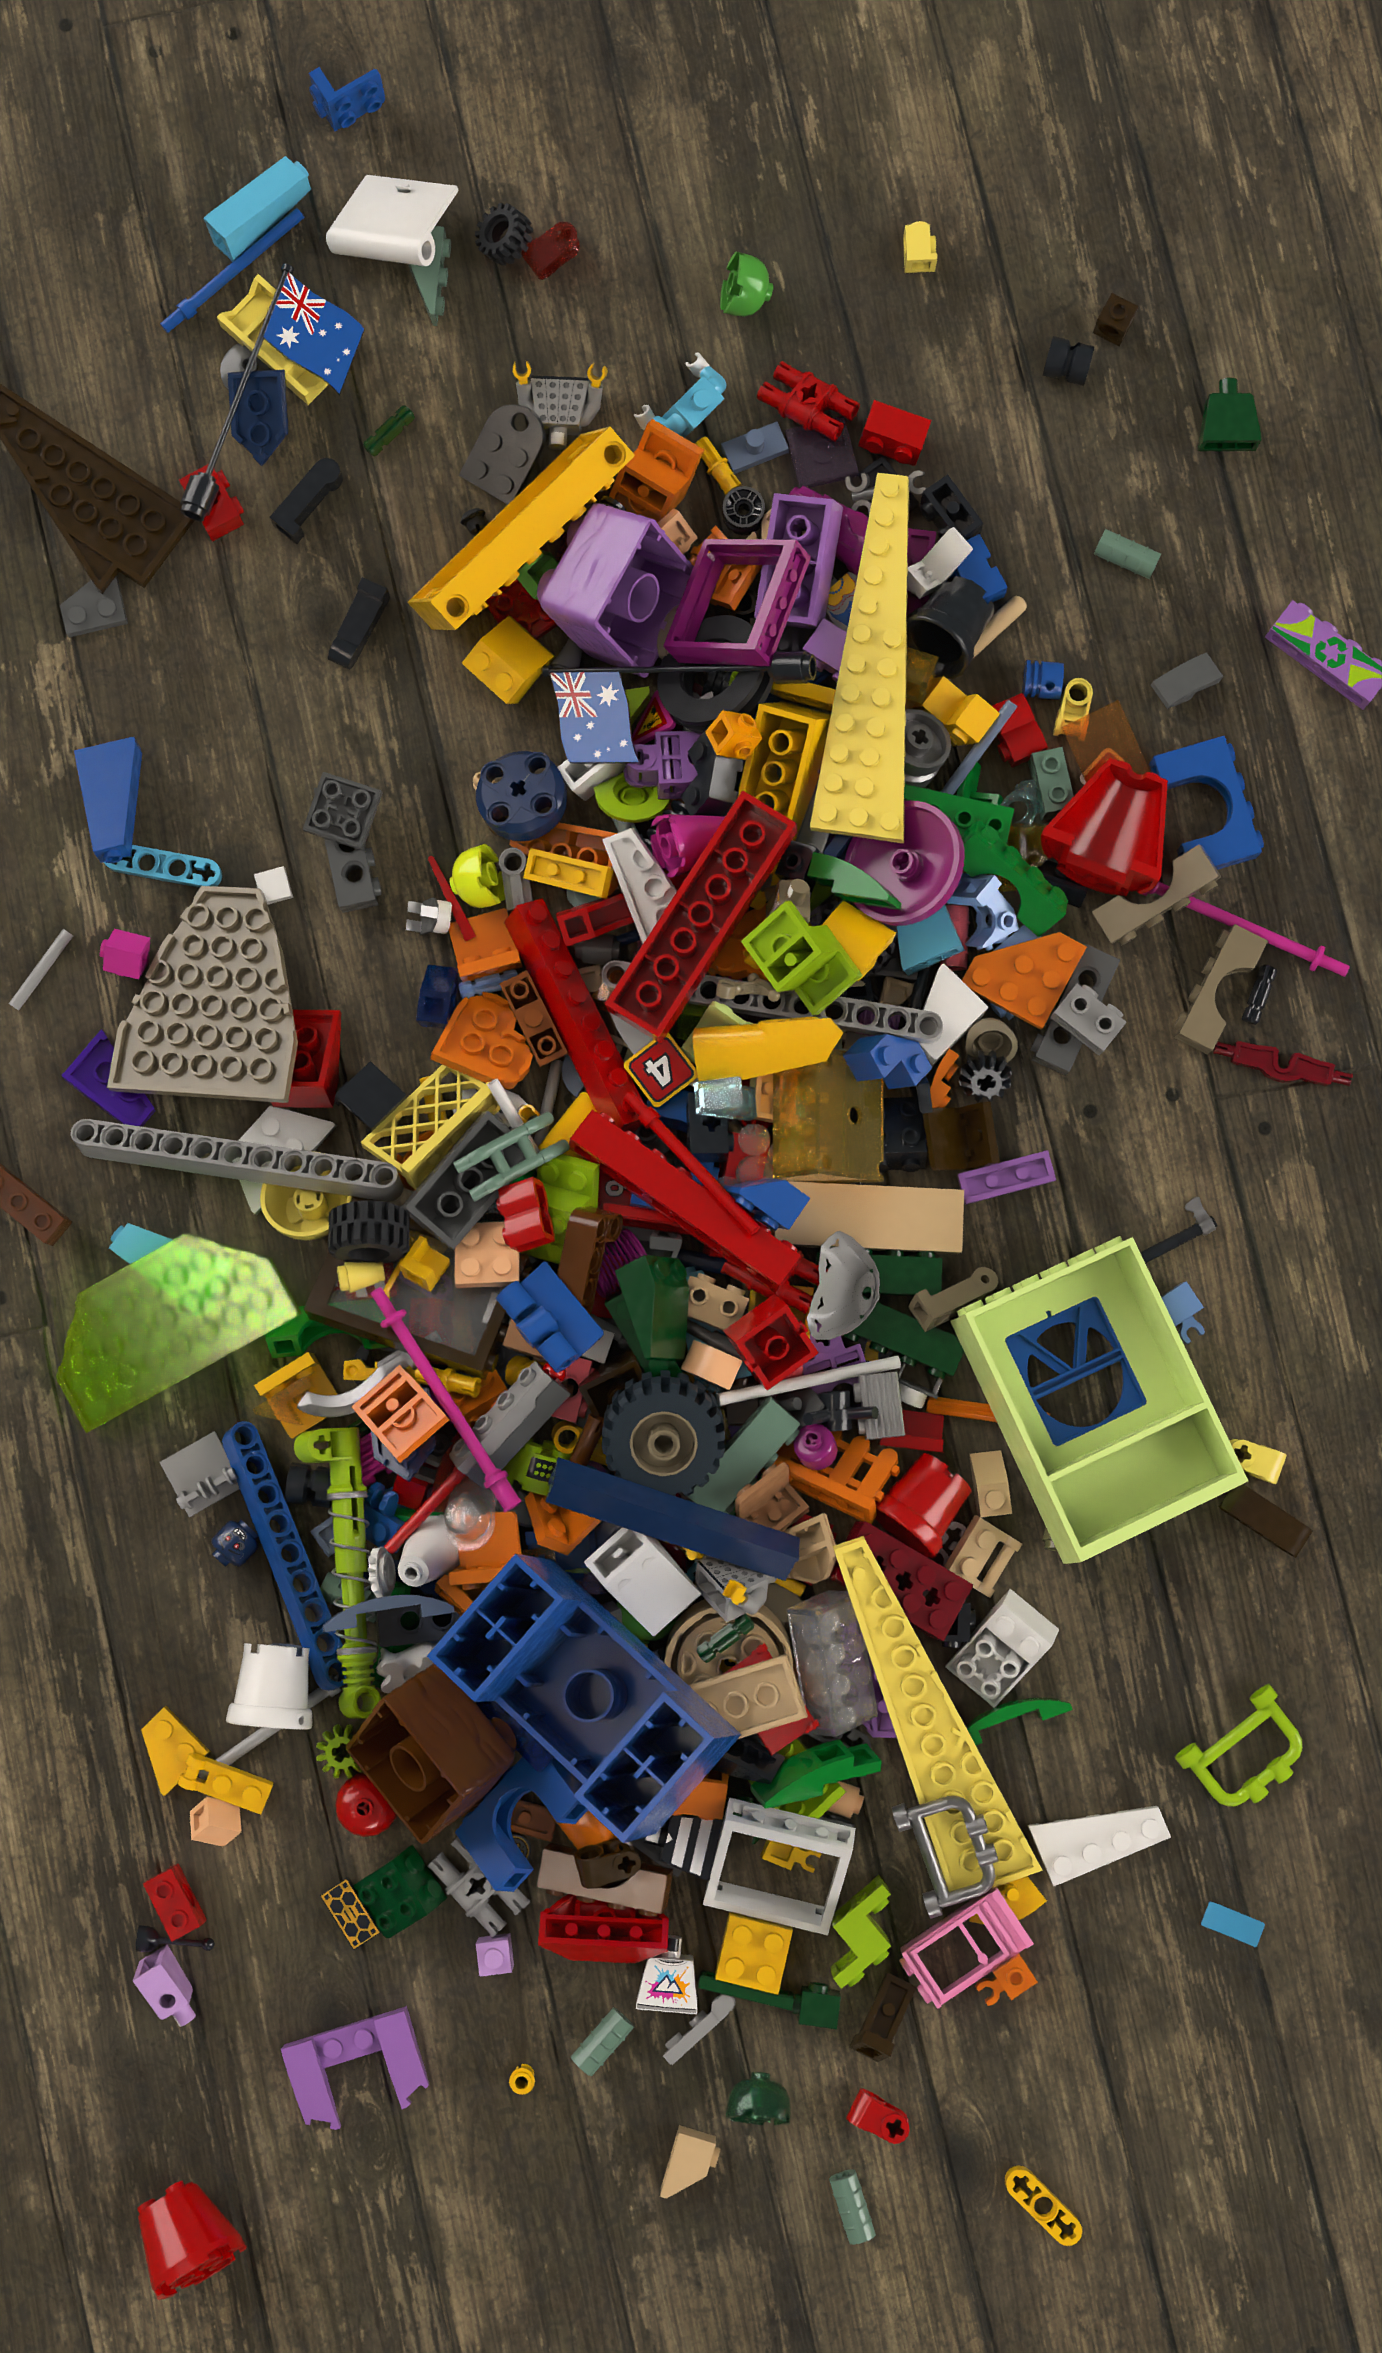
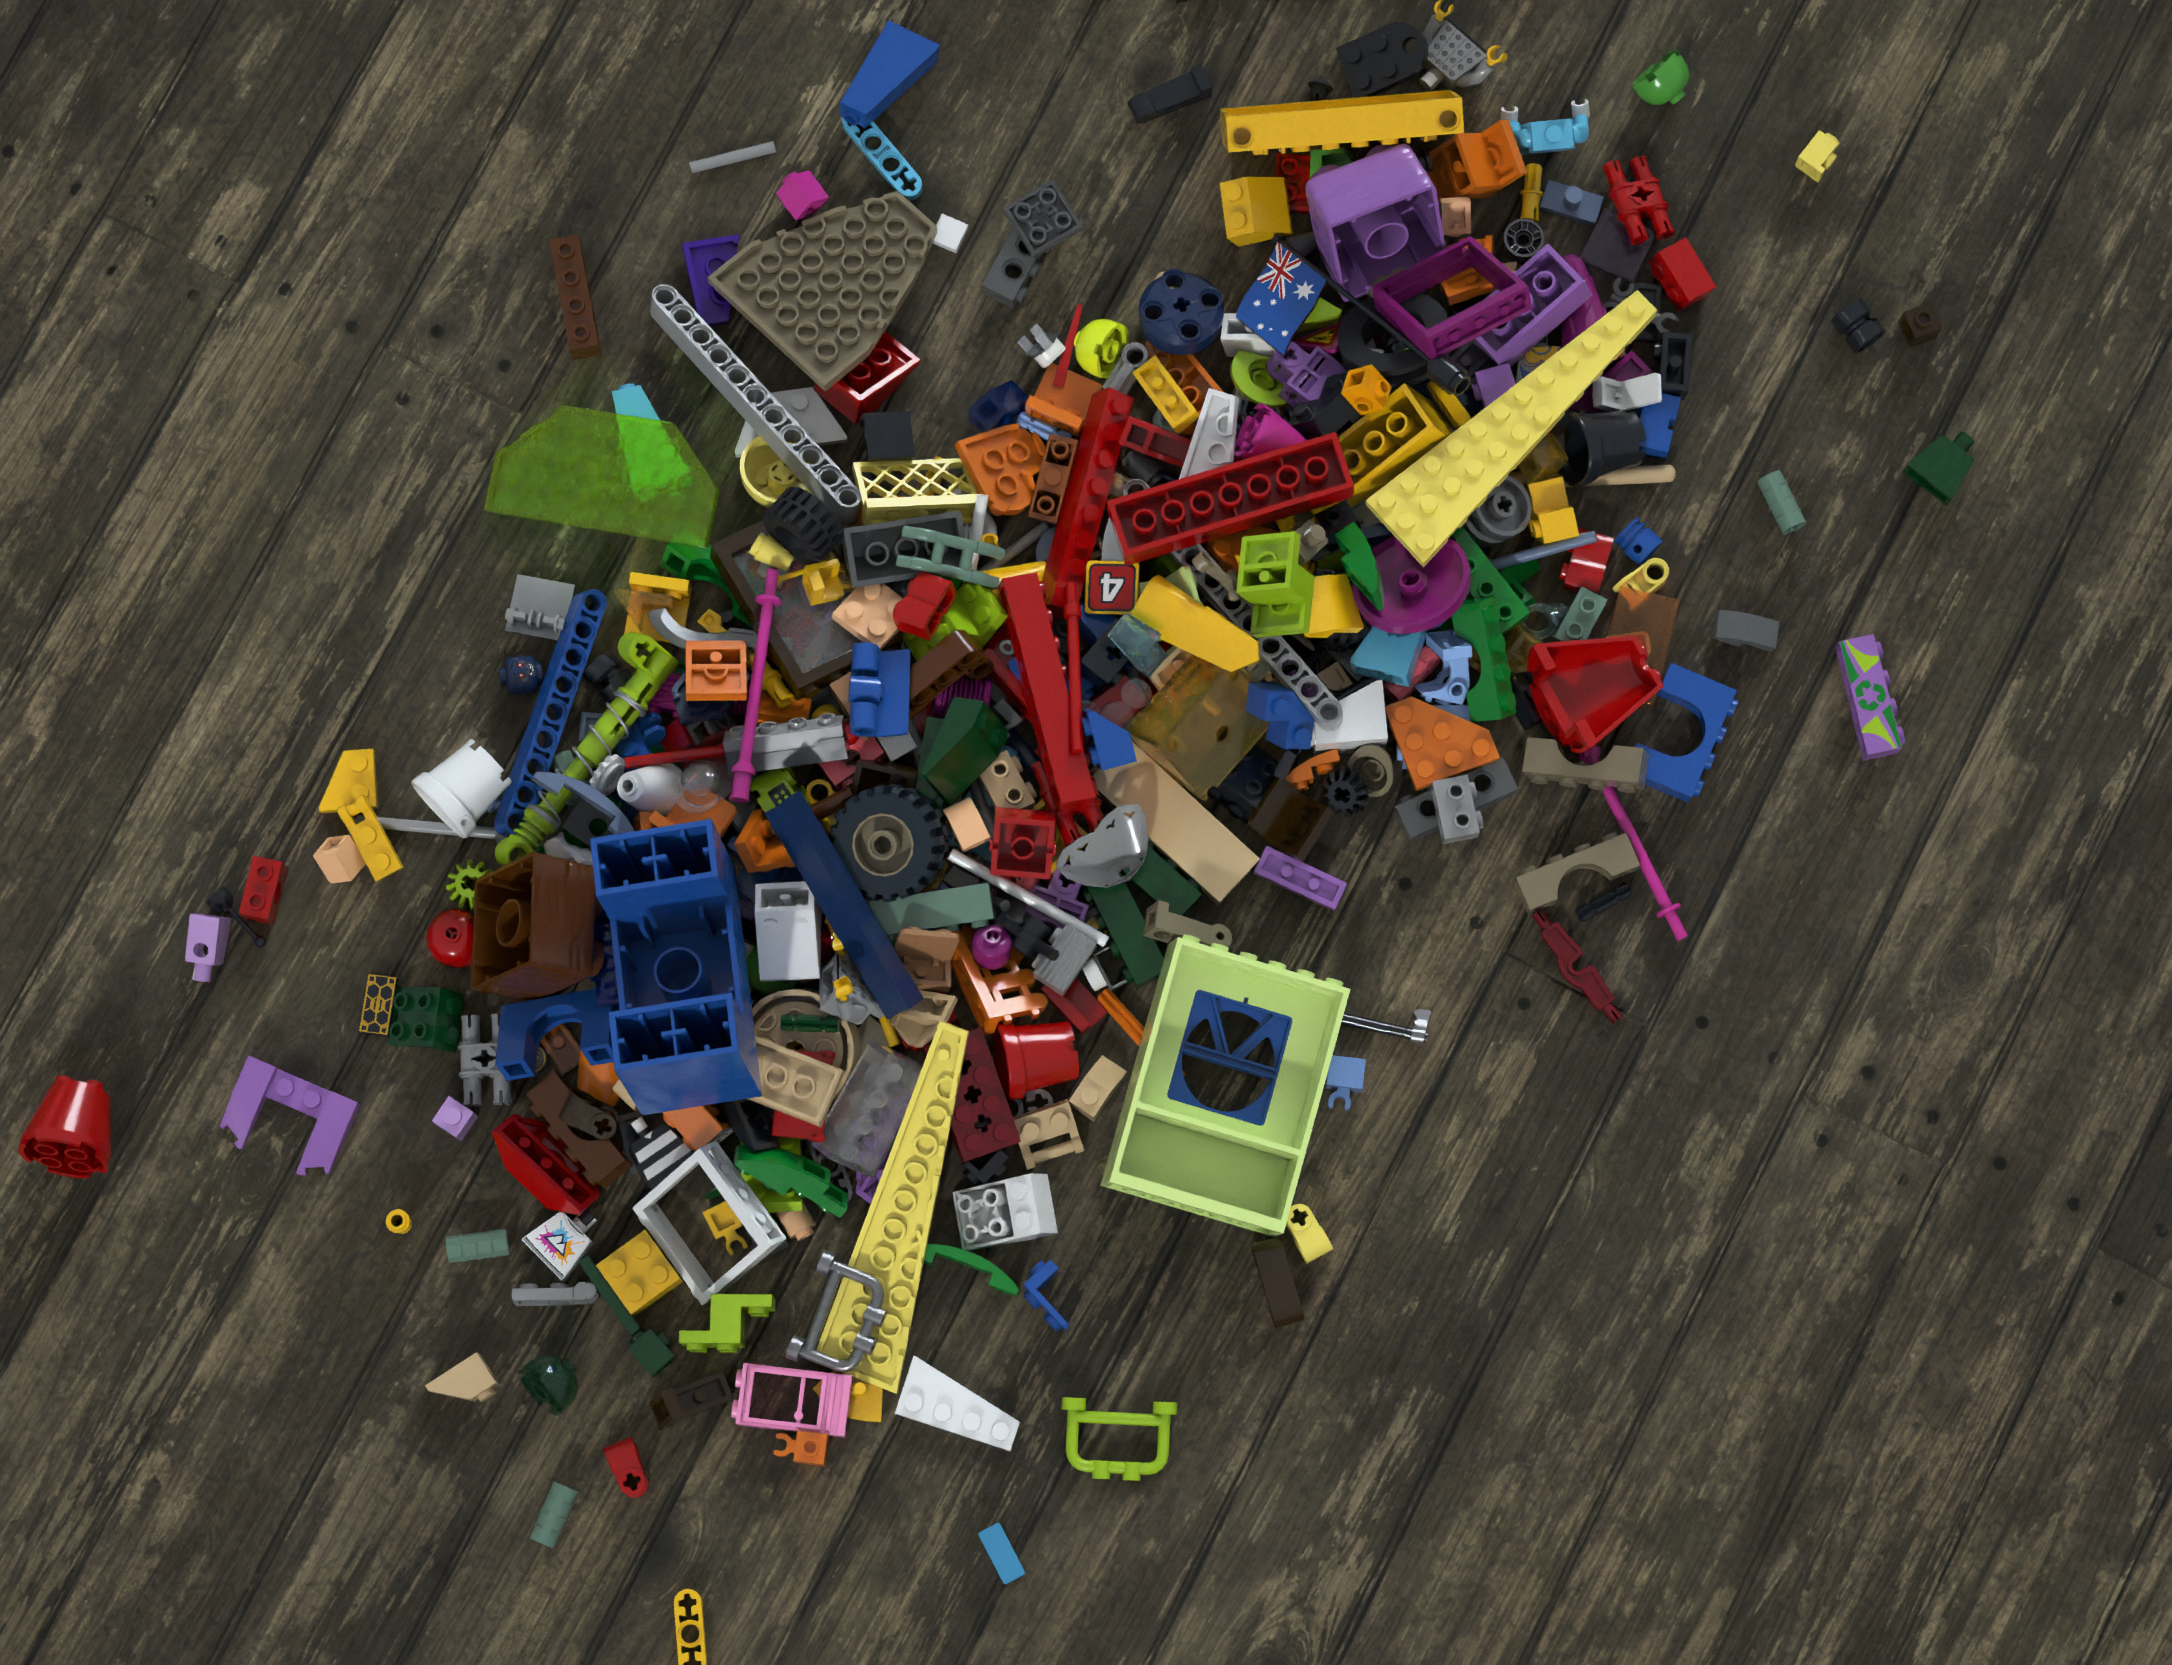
camera: 40 degrees right, 5 degrees down
(1080, 1677) = (1040, 1276): none -> blue bracket

